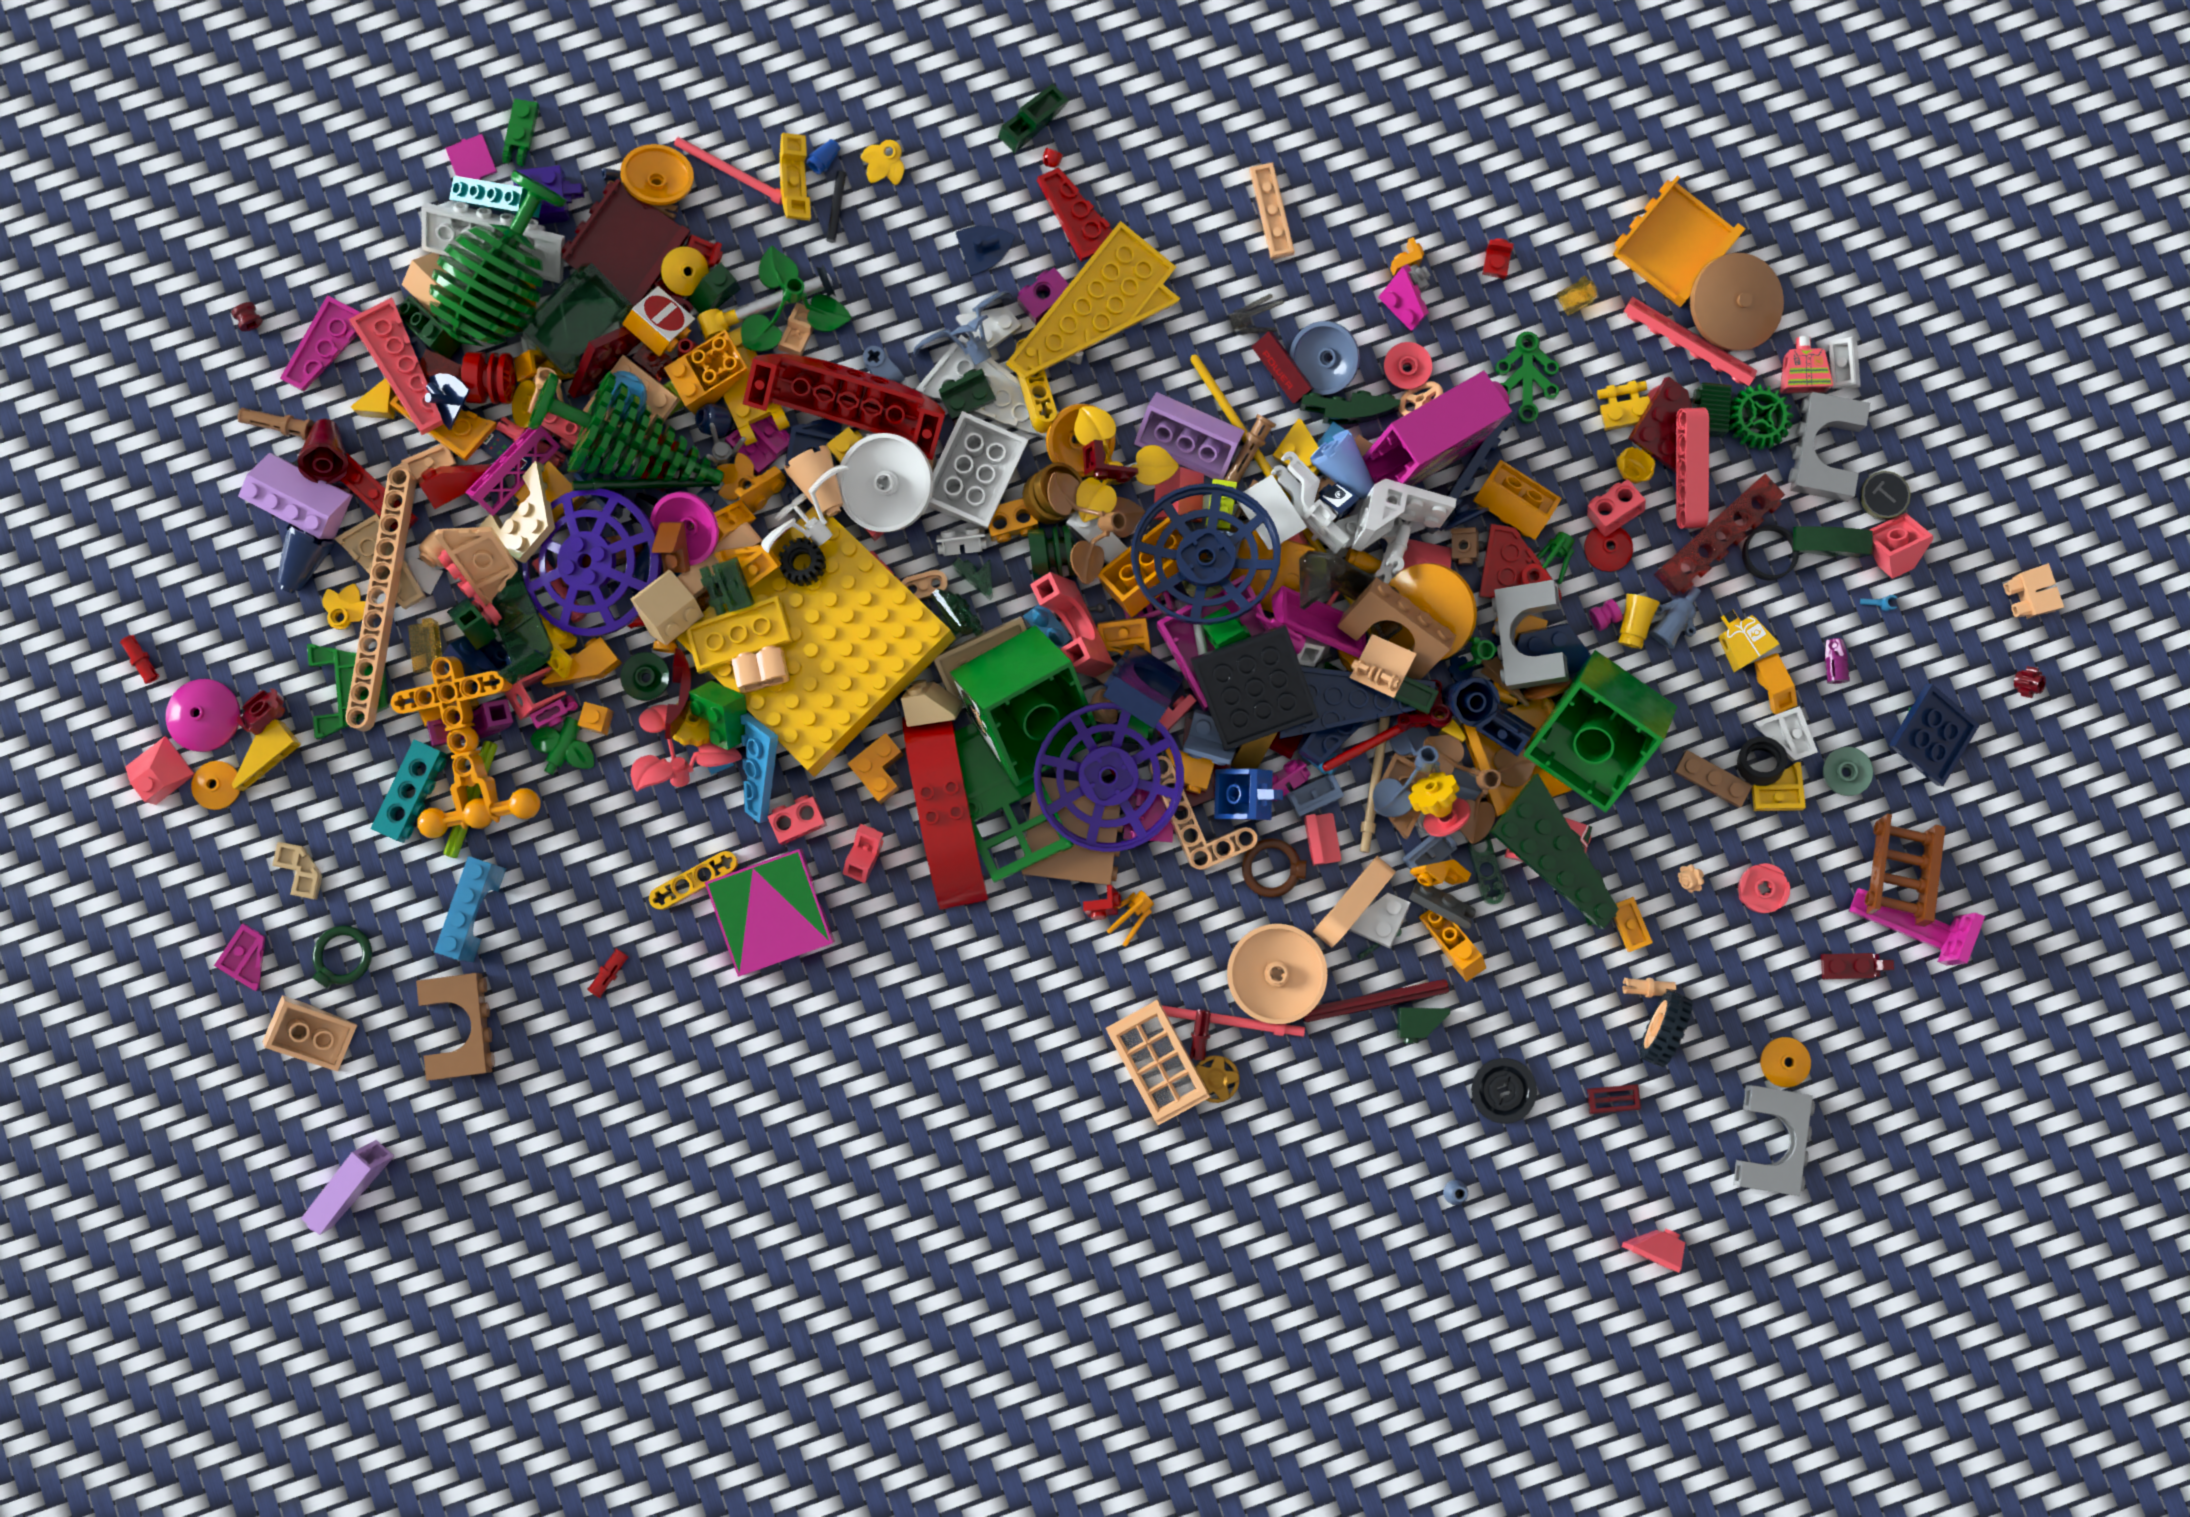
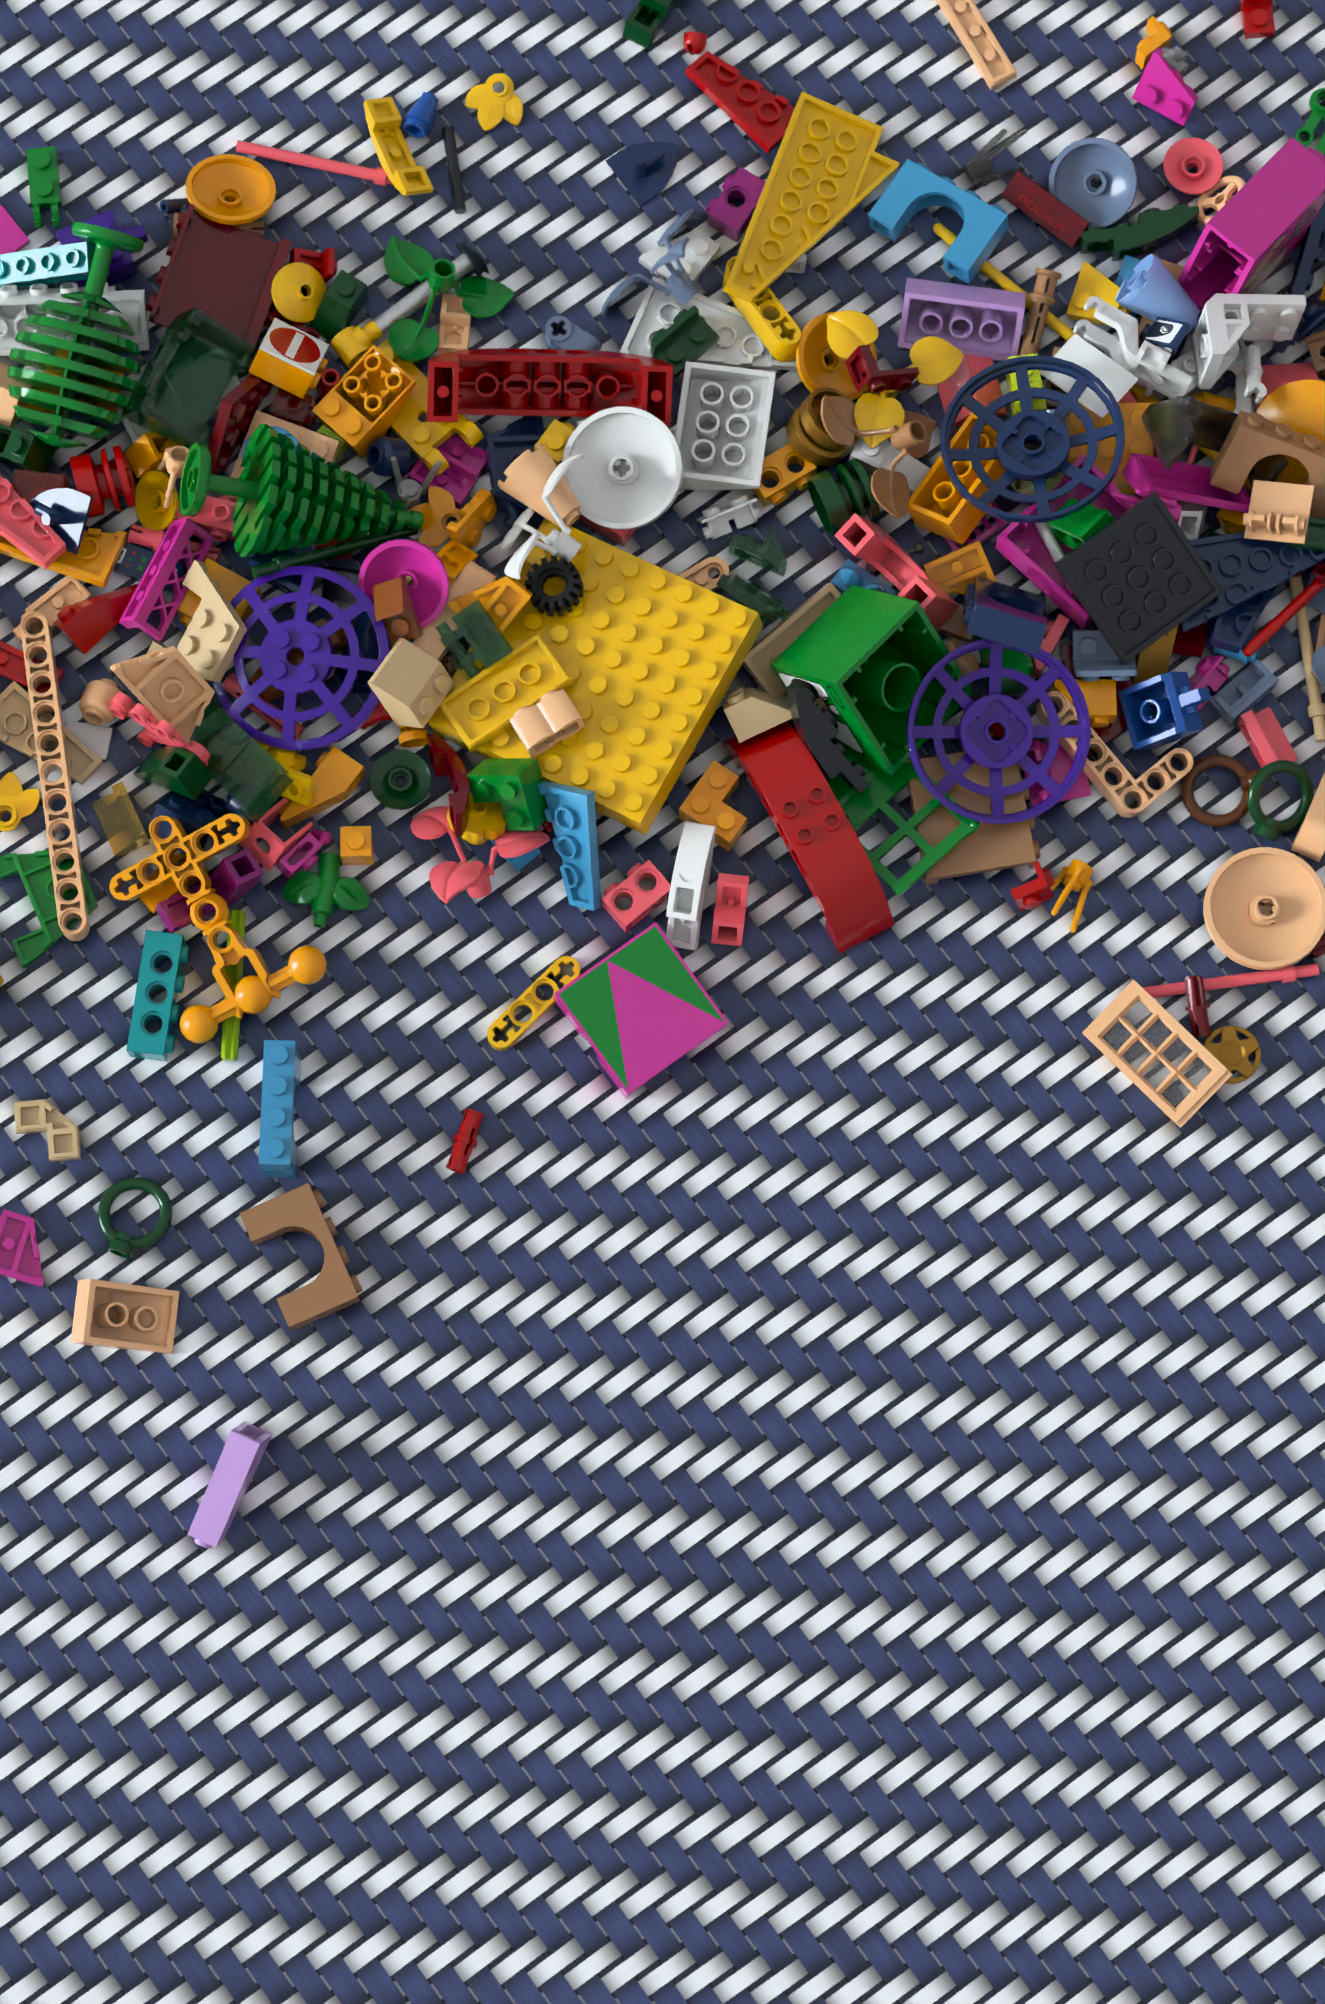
camera: 20 degrees left, 5 degrees down
(837, 823) = (689, 883): none -> white slope
(967, 738) = (816, 731): none -> black slope
(1187, 323) = (919, 188): none -> dark azure arch
(1300, 908) = (1267, 826): none -> dark green piece

